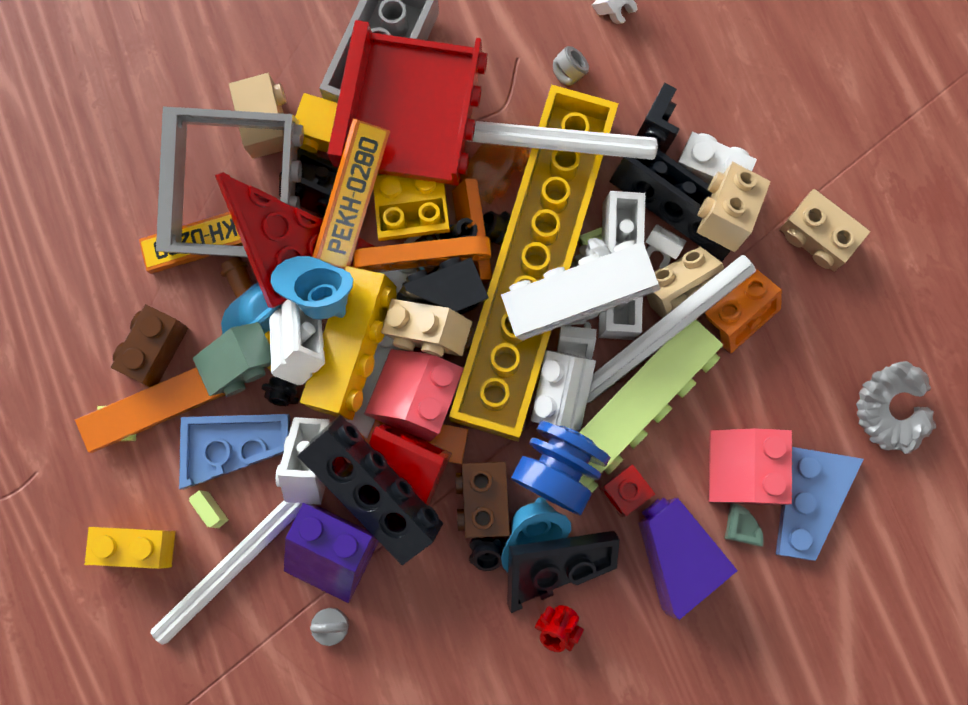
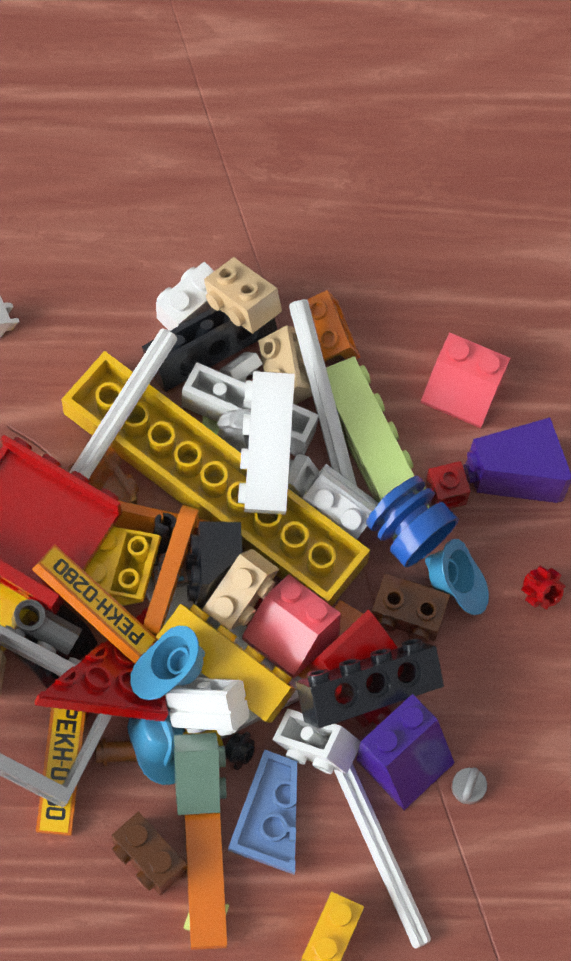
camera: 75 degrees left, 10 degrees down
(208, 509) = (324, 853): yellowish green tile -> none
(315, 165) = (49, 627): none -> dark grey piece
(486, 552) = (456, 624): black plate -> none
(496, 225) = (163, 496): black plate -> none
(547, 565) = (485, 574): black wing -> none
(572, 64) = (40, 378): light grey tile -> none
(656, 121) = (130, 329): black bracket -> none
(743, 526) = (512, 408): sand green tile -> none
(818, 493) = (507, 334): medium blue wing -> none
(824, 231) = (286, 237): tan brick -> none
(875, 412) = (454, 263): light grey piece -> none

